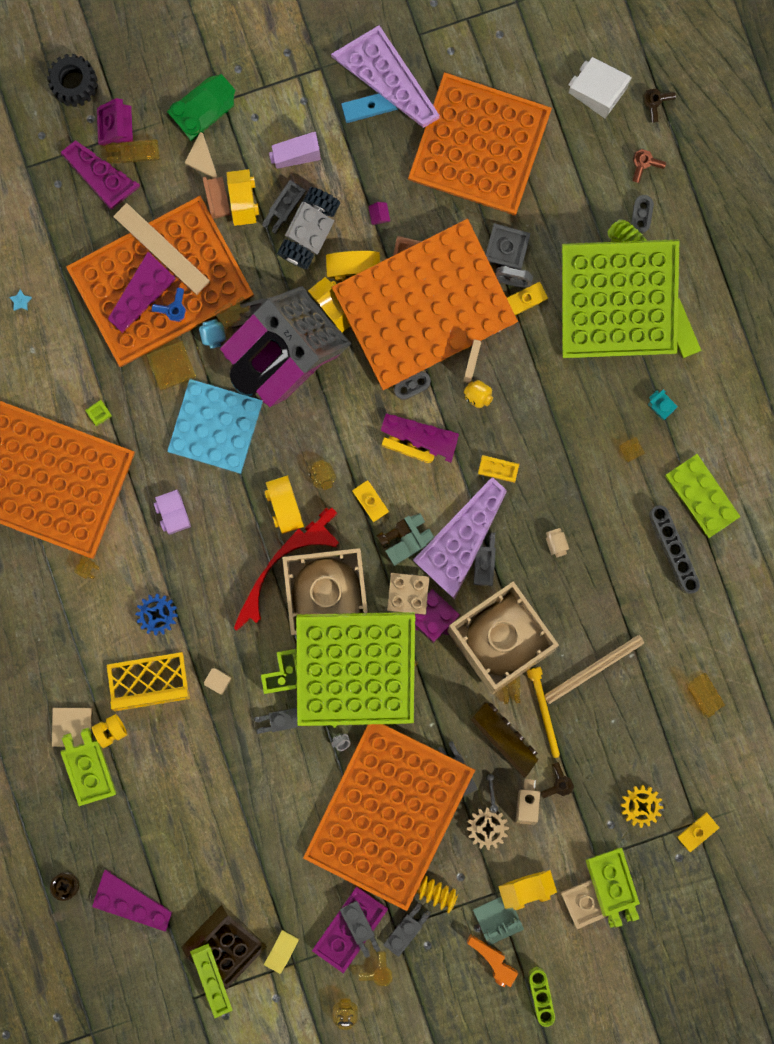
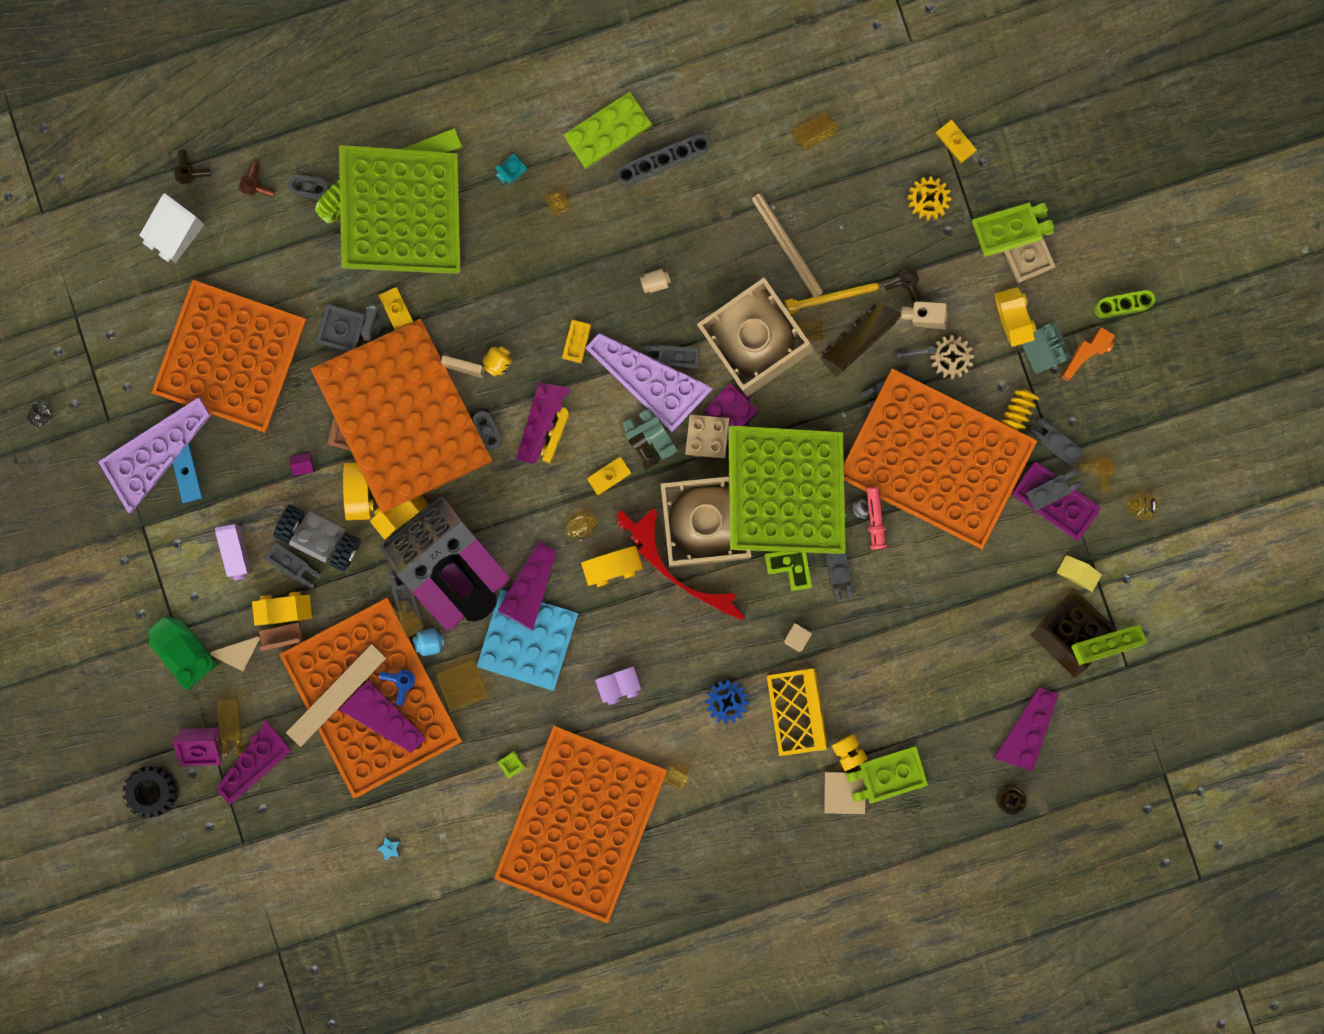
camera: 90 degrees left, 0 degrees up
(257, 424) = (527, 592): none -> magenta wing
(323, 756) = (876, 527): none -> coral pin

